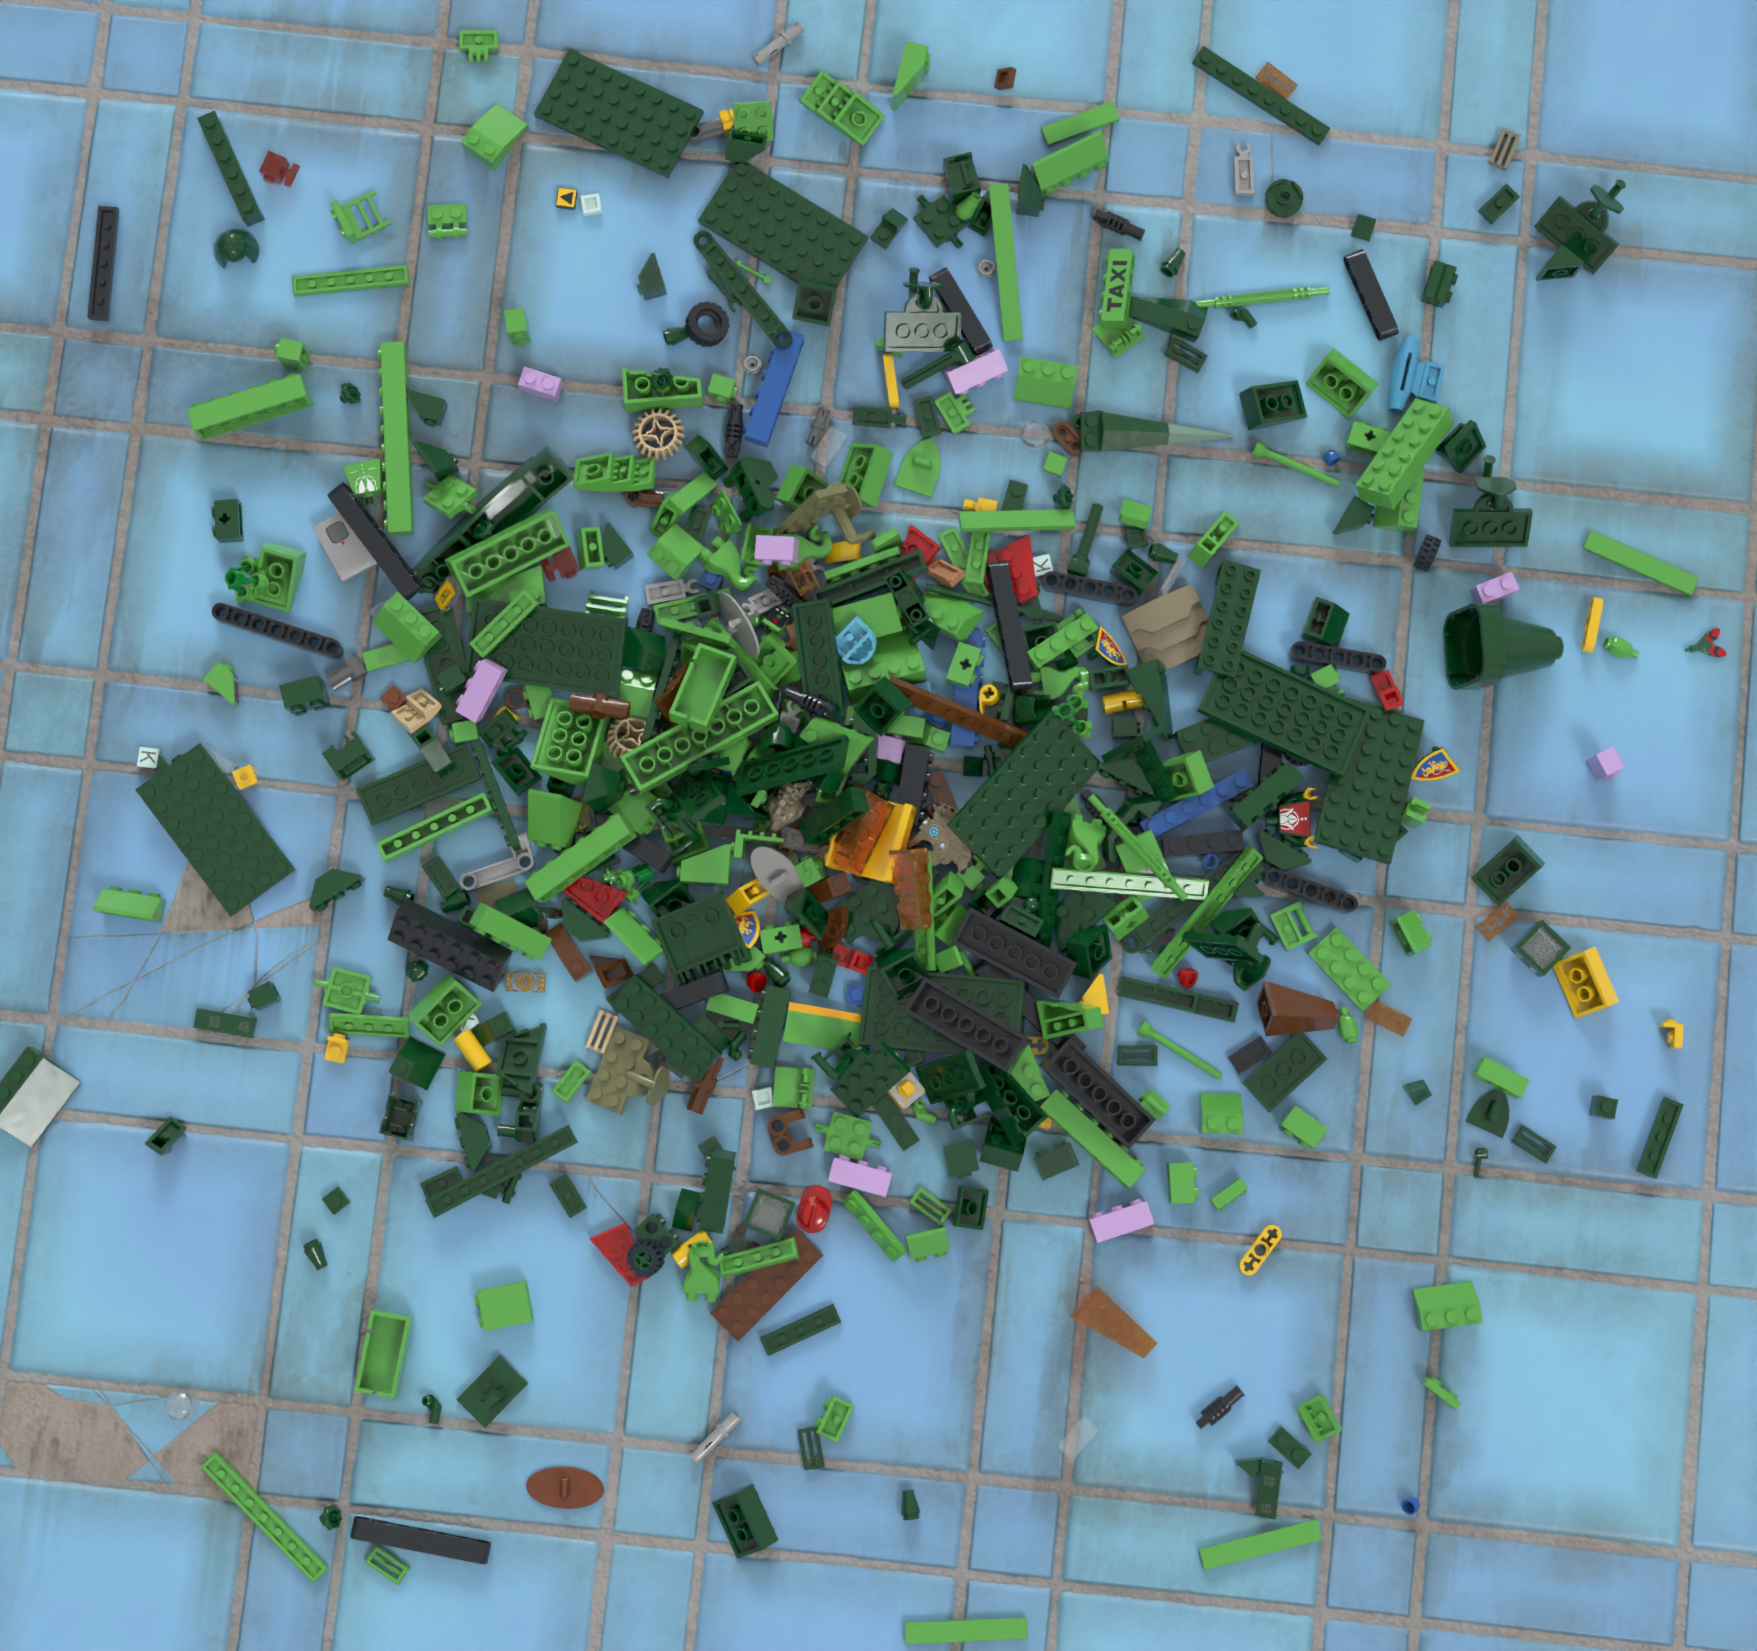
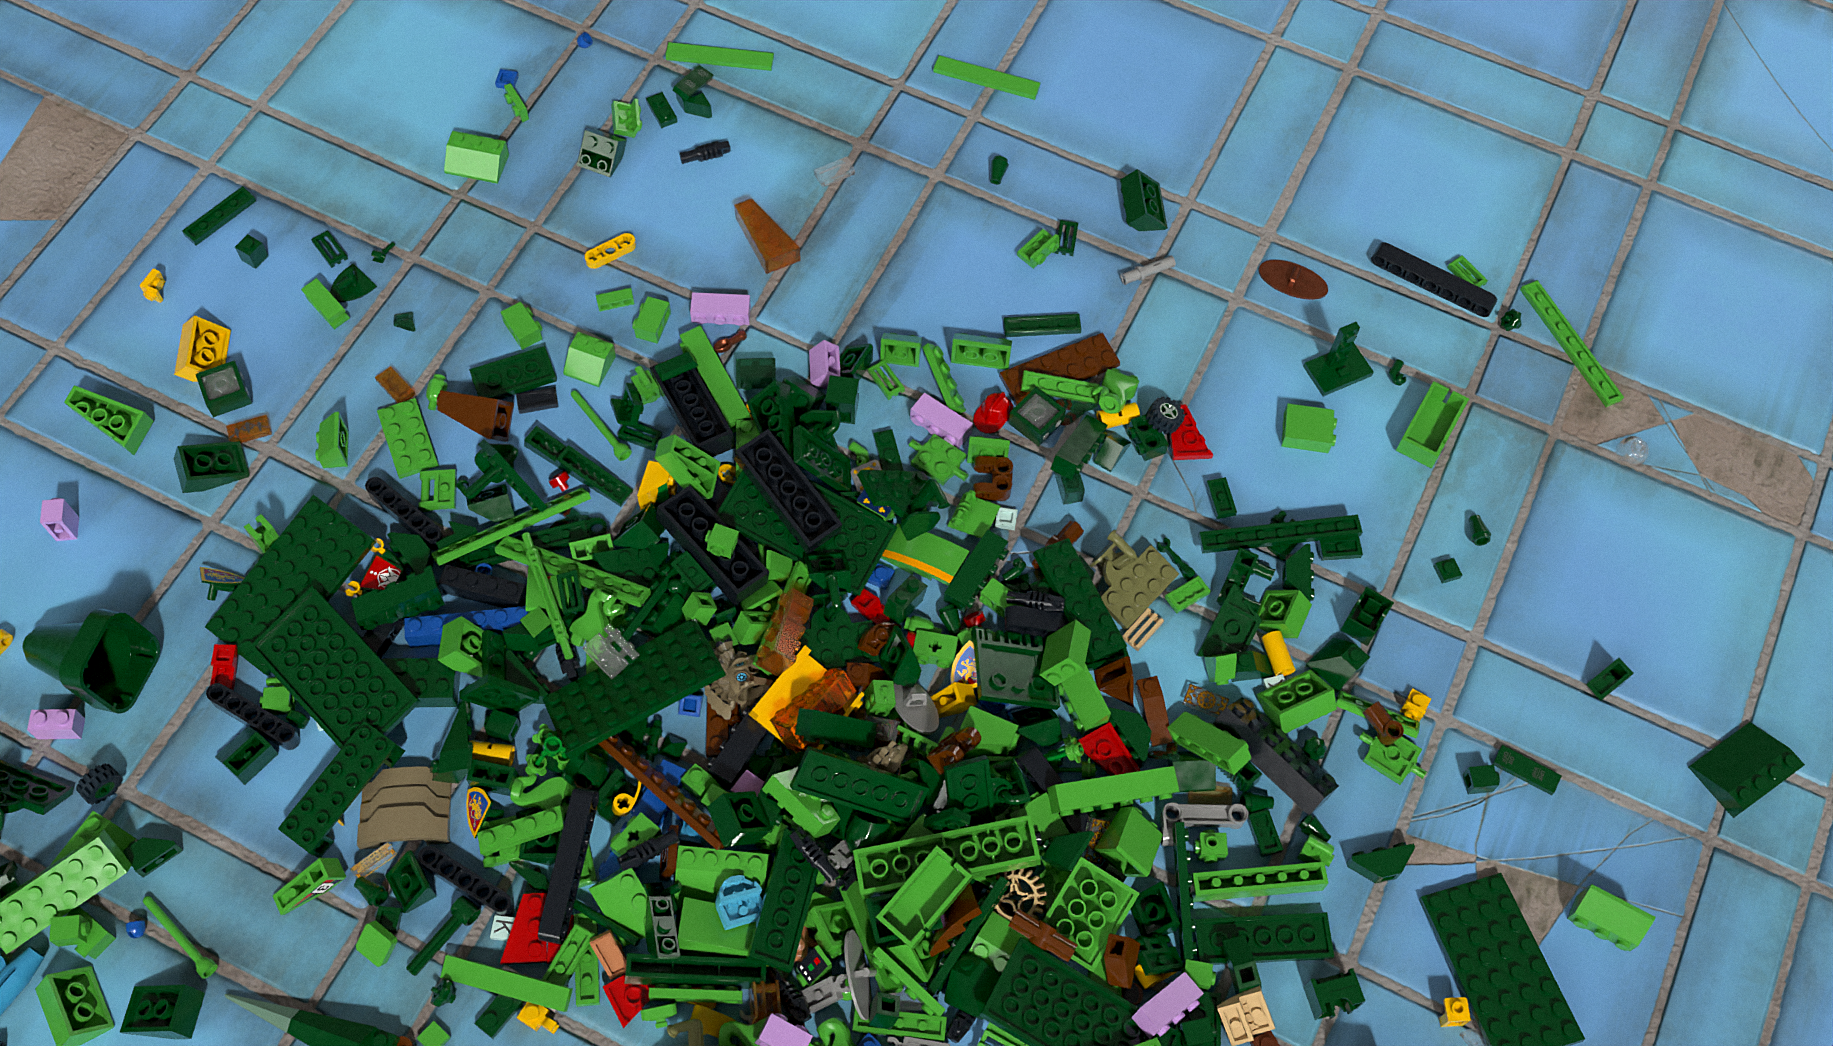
camera: 160 degrees left, 20 degrees down
(363, 1010) = (1382, 723): none -> reddish brown piece
(392, 874) = (1316, 851): none -> bright green brick
(476, 845) = (1211, 846): none -> bright green brick
(521, 1015) = (1221, 667): none -> bright green slope
(529, 712) = (1121, 960): none -> reddish brown slope
(580, 1106) = (1186, 571): none -> dark green piece
(661, 965) = (1065, 652): none -> bright green brick
(702, 1009) = (1037, 600): none -> black hinge
(728, 833) = (953, 748): none -> reddish brown piece
(794, 1158) = (987, 447): none -> bright green plate
(849, 1272) = (981, 351): none -> bright green slope
(933, 668) = (668, 858): none -> reddish brown plate
(947, 653) = (647, 850): none -> black hinge
(993, 1193) = (824, 362): none -> lavender brick
(1004, 948) = (722, 540): none -> bright green brick
(1059, 808) = (606, 655): none -> clear plate
(1099, 1185) = (725, 344): none -> copper piece
(1129, 1127) = (676, 366): none -> dark green tile
(1133, 867) = (575, 609): none -> dark green tile
(1135, 819) = (535, 621): none -> bright green sticker
(1159, 1073) = (629, 407): none -> dark green bracket
(1324, 1365) = (601, 152): none -> slope
(1375, 429) = (69, 930): none -> bright green brick
(1466, 1420) = (505, 77): none -> blue plate
(1620, 879) = (116, 420): none -> bright green wedge

